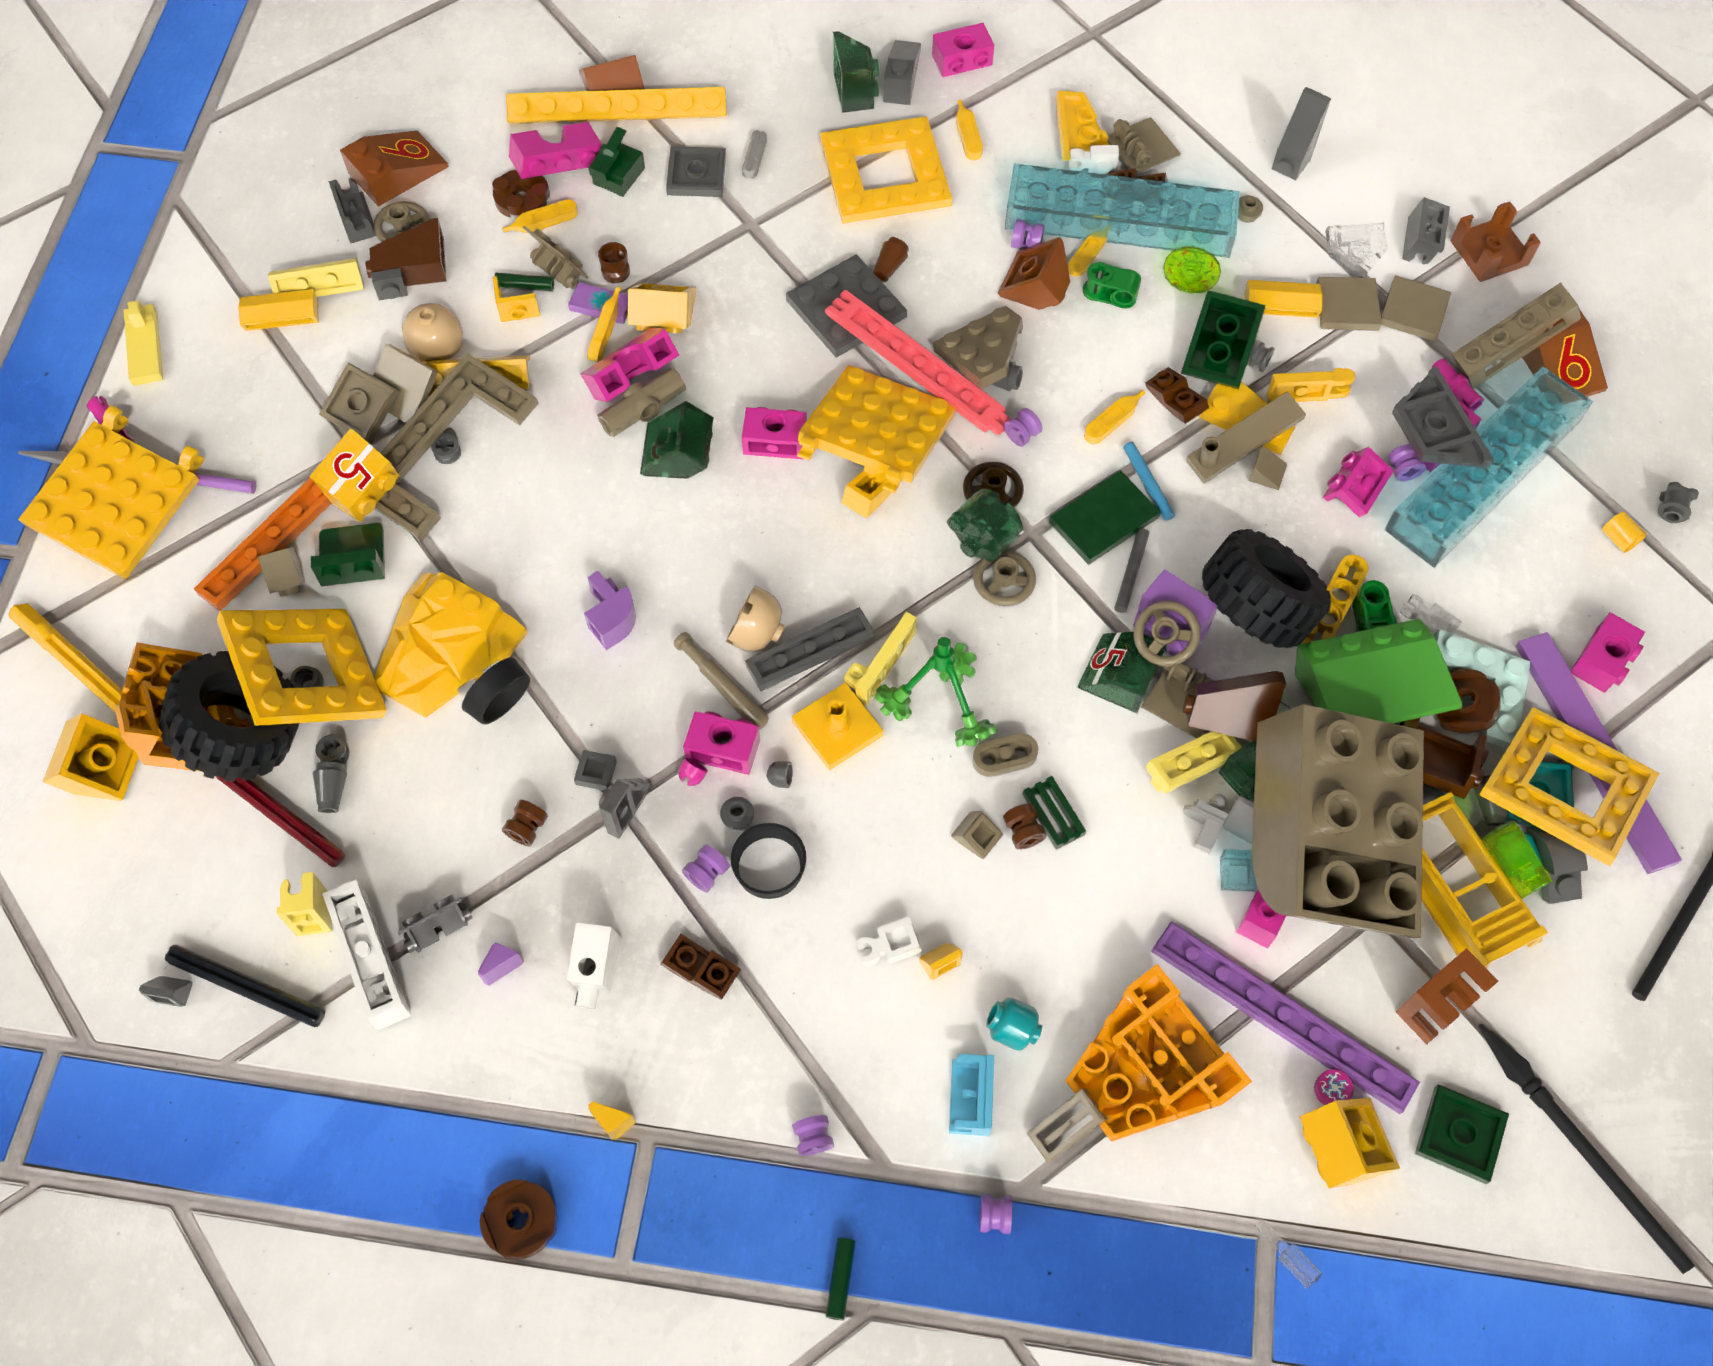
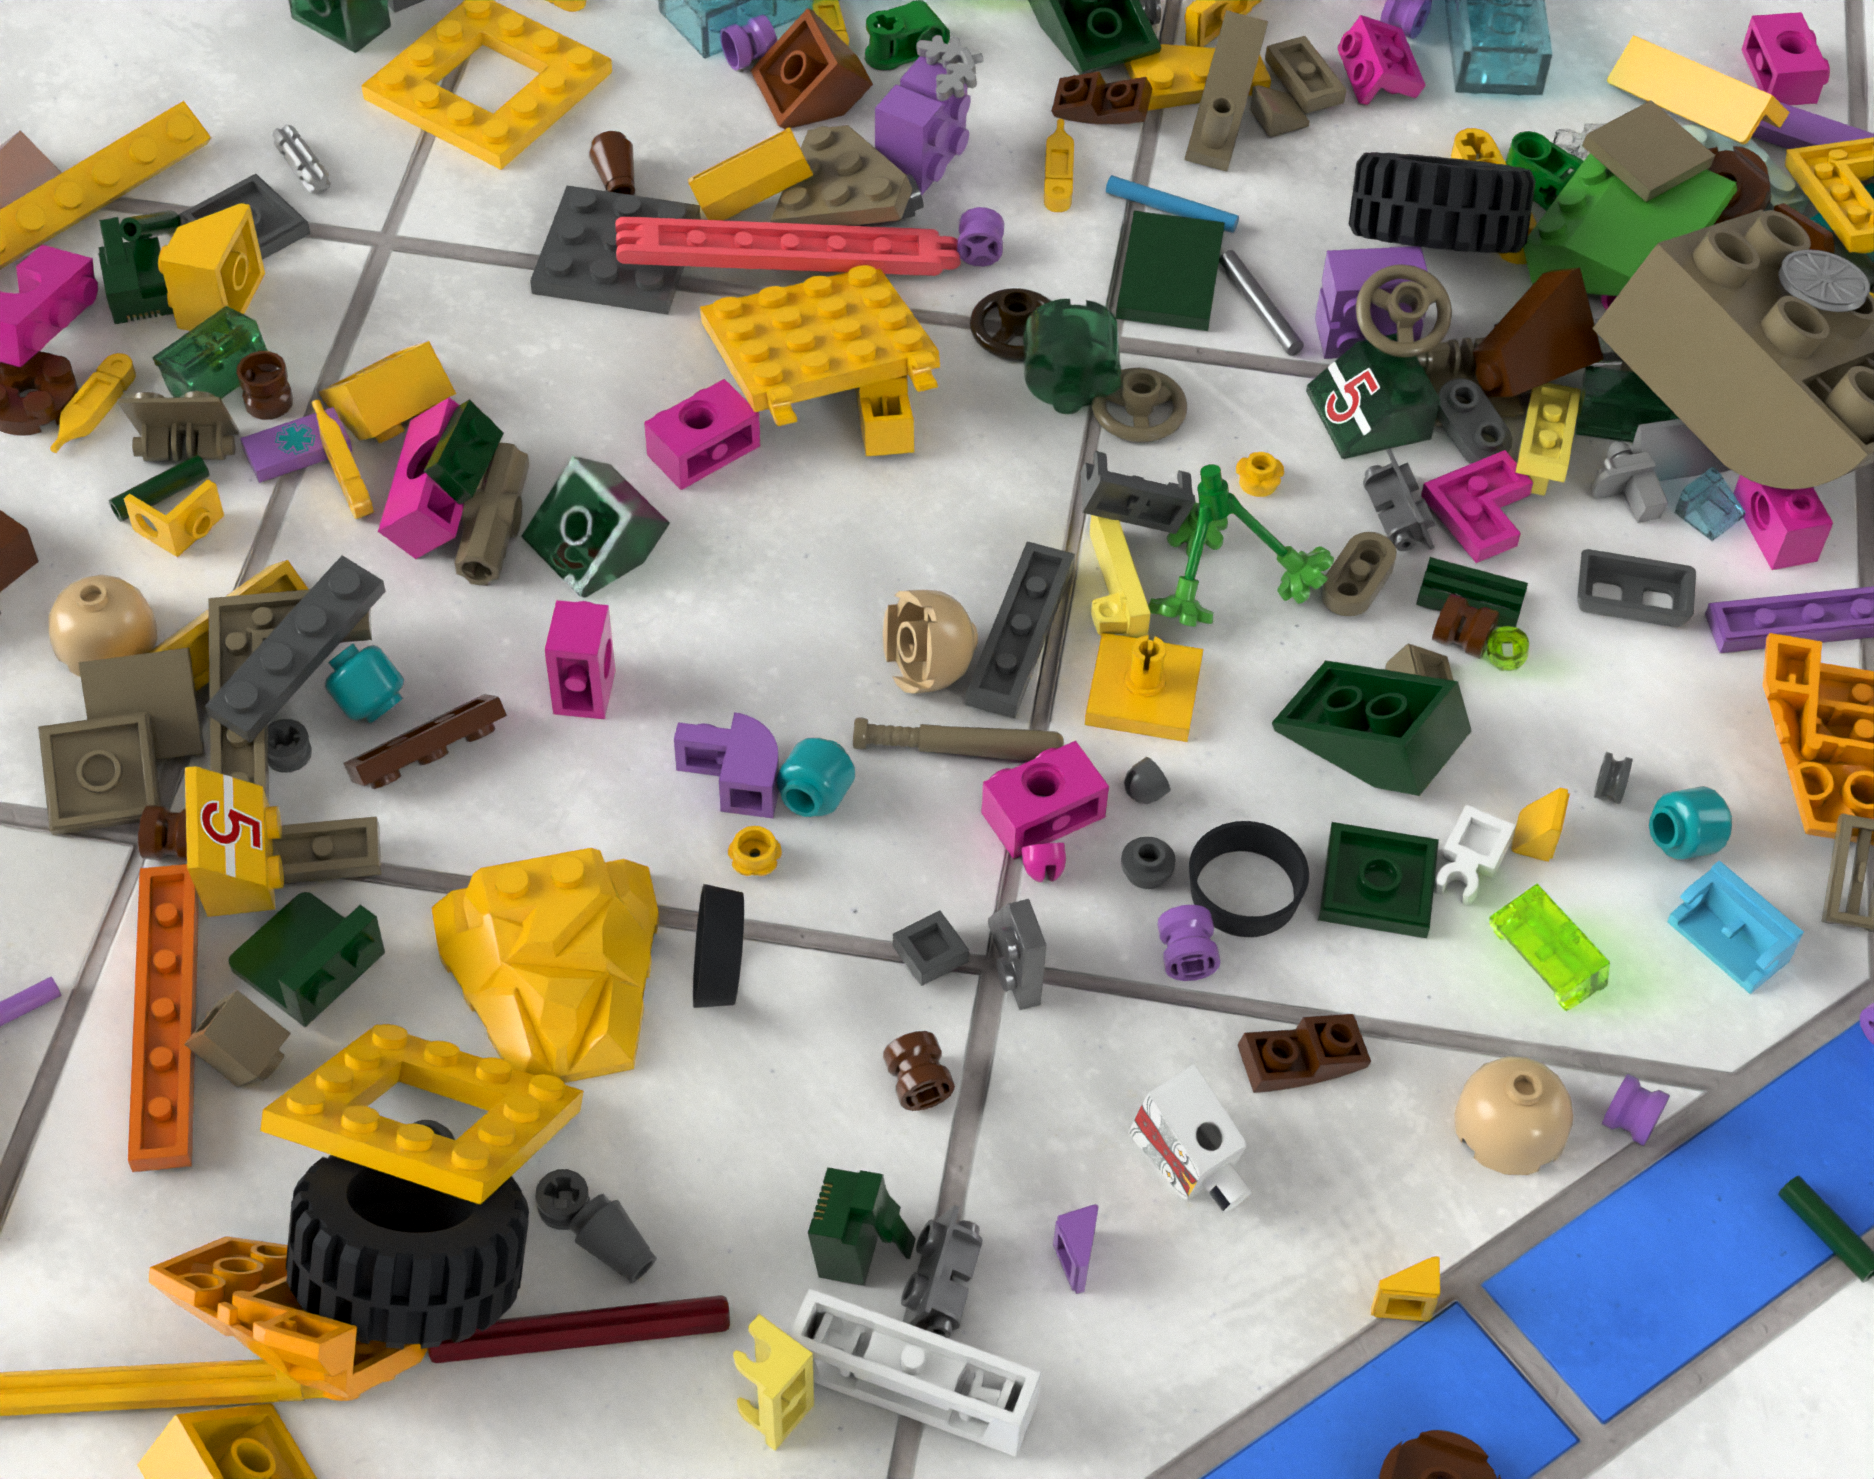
camera: 45 degrees left, 10 degrees down
(414, 868) = (849, 1220): none -> dark green piece
(476, 405) = (295, 648): none -> dark grey plate
(497, 493) = (426, 742): none -> reddish brown plate
(498, 444) = (364, 682): none -> teal head
(571, 653) = (754, 840): none -> yellow plate
(591, 504) = (580, 659): none -> dark pink brick
(600, 228) = (210, 354): none -> clear green hinge
(634, 646) = (815, 777): none -> teal head
(645, 143) = (149, 225): none -> dark green piece
(645, 187) = (212, 265): none -> yellow slope
(647, 362) = (464, 452): none -> dark green plate
(757, 1085) = (1514, 1115): none -> tan cylinder
(834, 916) = (1379, 880): none -> dark green tile
(867, 1022) = (1552, 946): none -> clear neon green hinge
(919, 839) = (1378, 723): none -> dark green slope
(923, 621) = (1134, 498): none -> dark grey hinge
(940, 311) = (750, 176): none -> yellow piece
(1004, 966) = (1613, 778): none -> dark grey bush
(1020, 669) = (1259, 474): none -> yellow plate
(1028, 852) = (1520, 648): none -> clear neon green hinge
(1044, 353) = (919, 129): none -> medium lavender piece
(1079, 724) = (1408, 519): none -> flat silver hinge
(1089, 314) = (957, 74): none -> light grey animal
(1112, 760) = (1471, 502): none -> dark pink plate
(1150, 875) = (1634, 577): none -> dark grey piece
(1160, 722) = (1470, 421): none -> dark grey plate
(1305, 459) = (1305, 74): none -> dark tan plate
(1392, 799) = (1824, 280): none -> light grey wheel
(1424, 646) = (1648, 150): none -> dark tan tile
(1518, 632) = (1694, 91): none -> yellow panel

